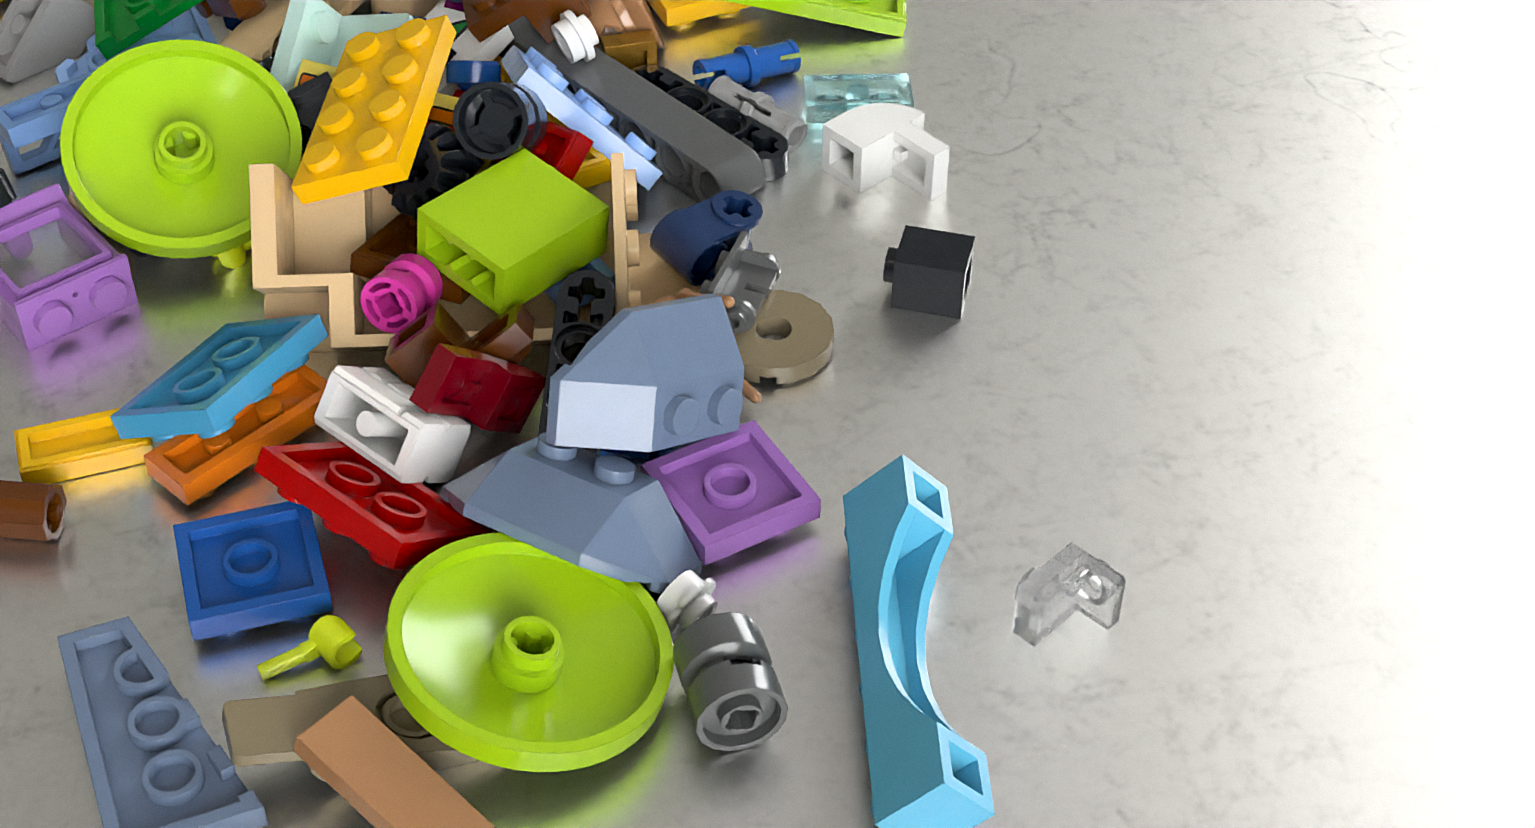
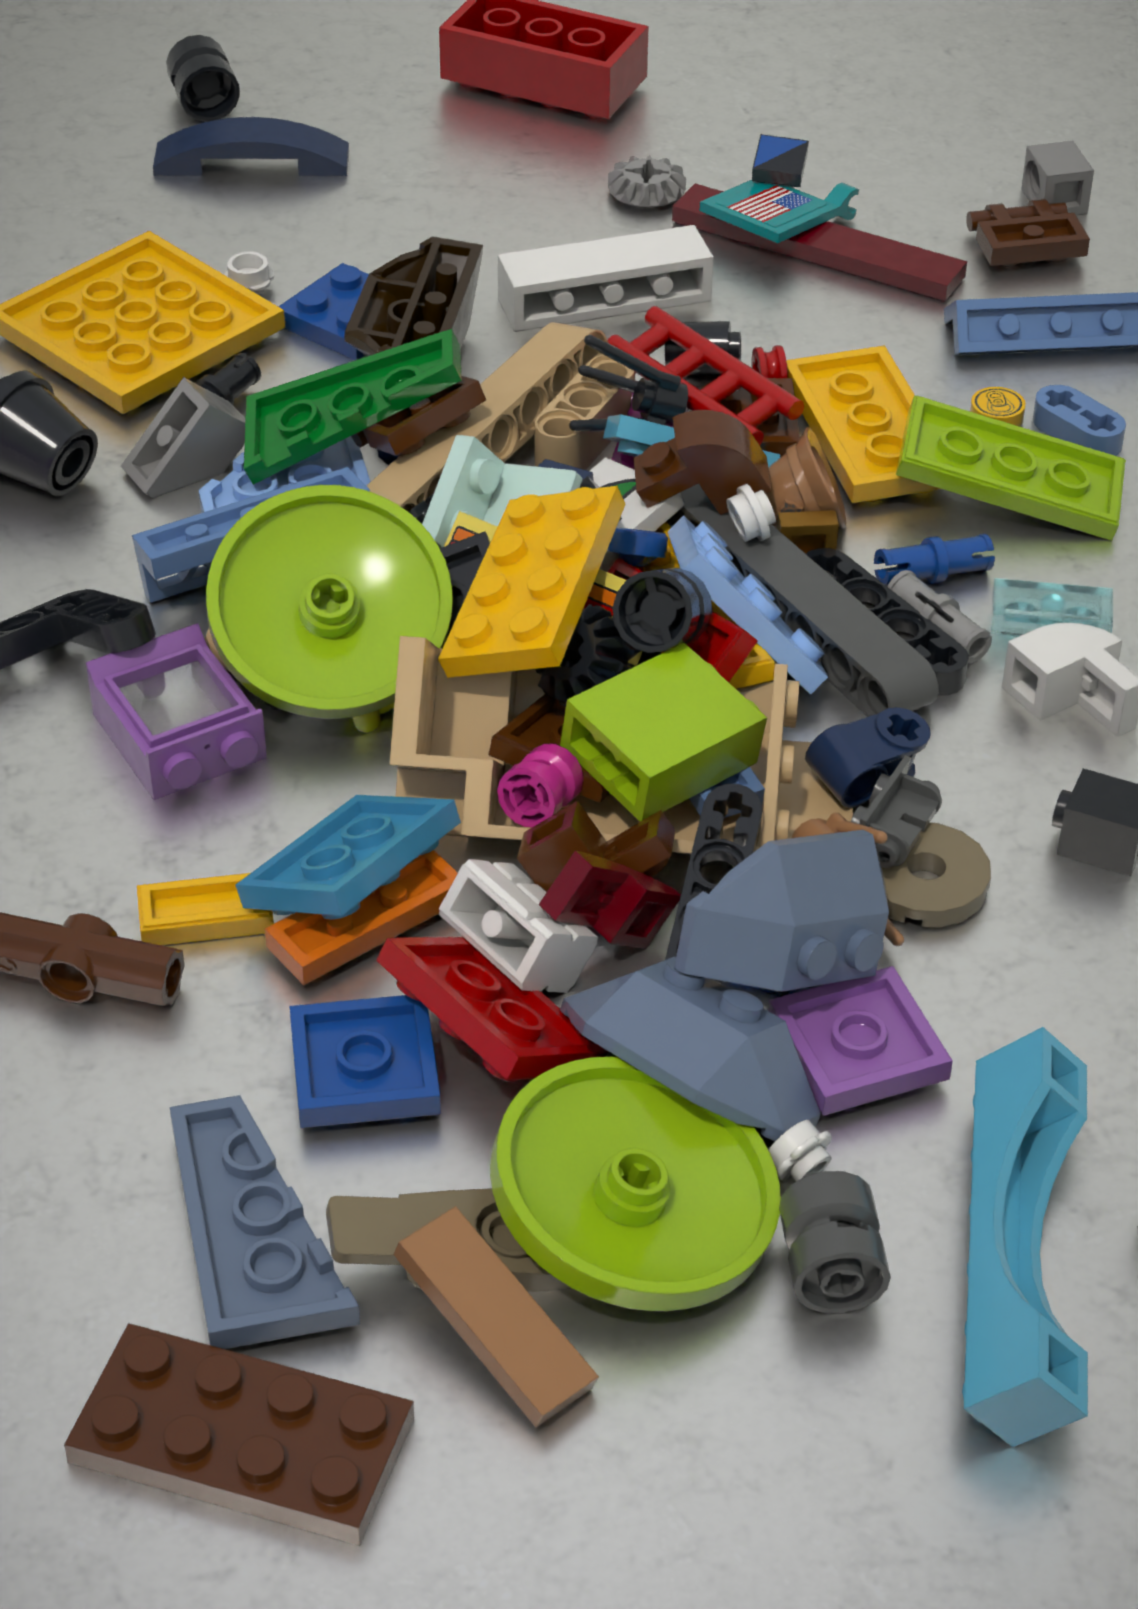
camera: 10 degrees right, 0 degrees up
(327, 638) = (433, 1142): neon yellow hand -> none

